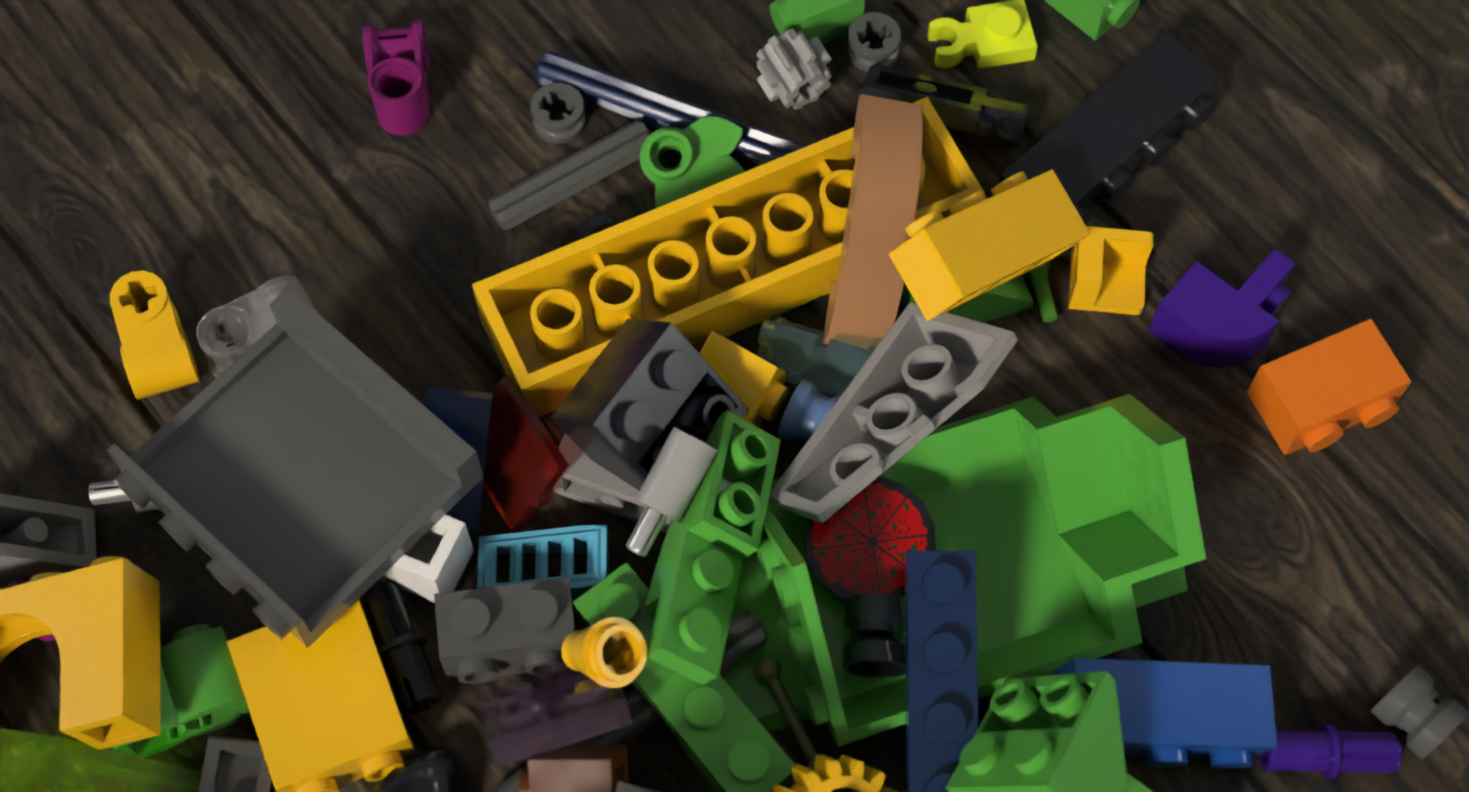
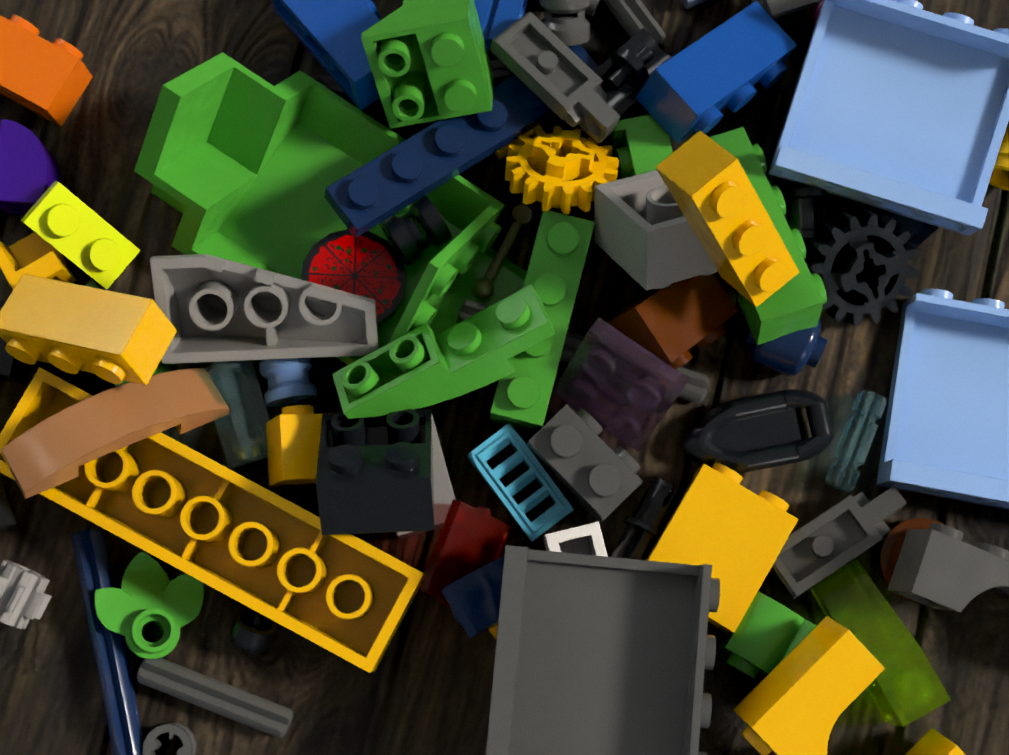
camera: 130 degrees left, 15 degrees up
(607, 652) = (568, 365): yellow cone -> none
(670, 486) = (425, 408): light grey piece -> none
(1104, 323) = (80, 234): none -> neon yellow plate

